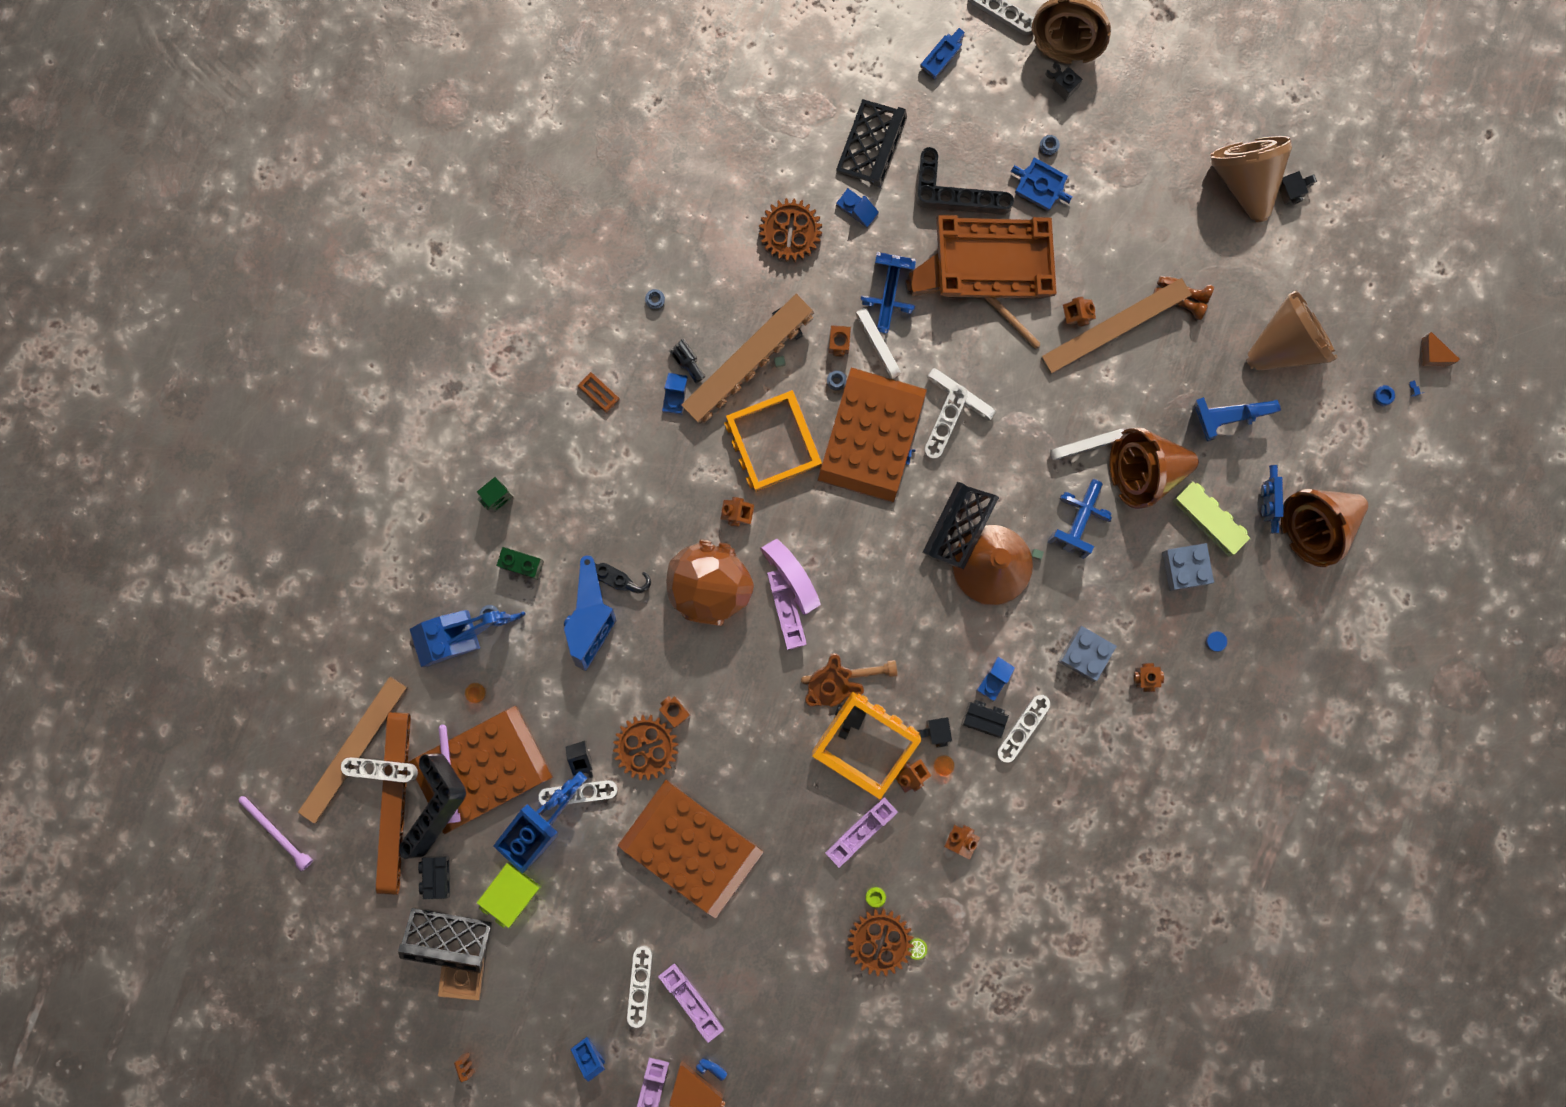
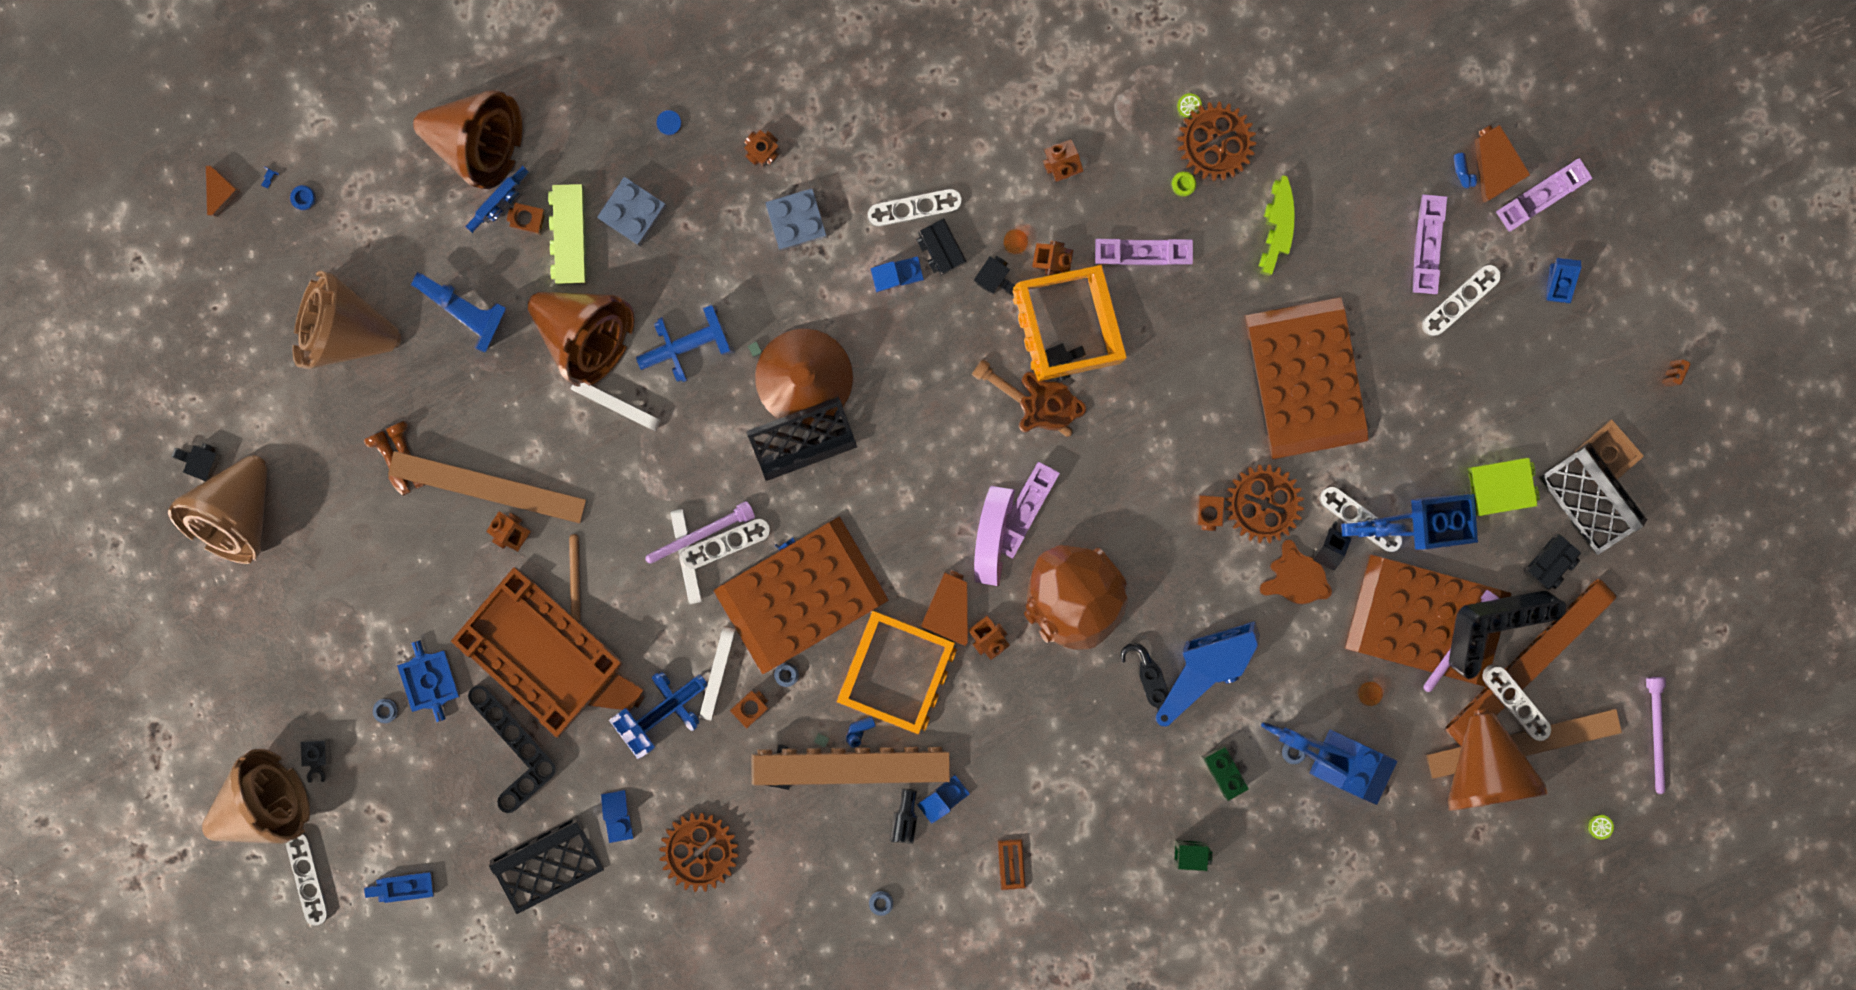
camera: 135 degrees left, 5 degrees up
(259, 743) = (1600, 826): none -> lime tile
(357, 714) = (1491, 767): none -> dark orange cone
(584, 722) = (1296, 577): none -> dark orange tile
(763, 385) = (857, 729): none -> blue arm
(777, 507) = (949, 609): none -> dark orange slope
(797, 933) = (1282, 217): none -> lime slope
(953, 450) = (741, 513): none -> lavender piece
(1237, 508) = (536, 223): none -> dark orange brick

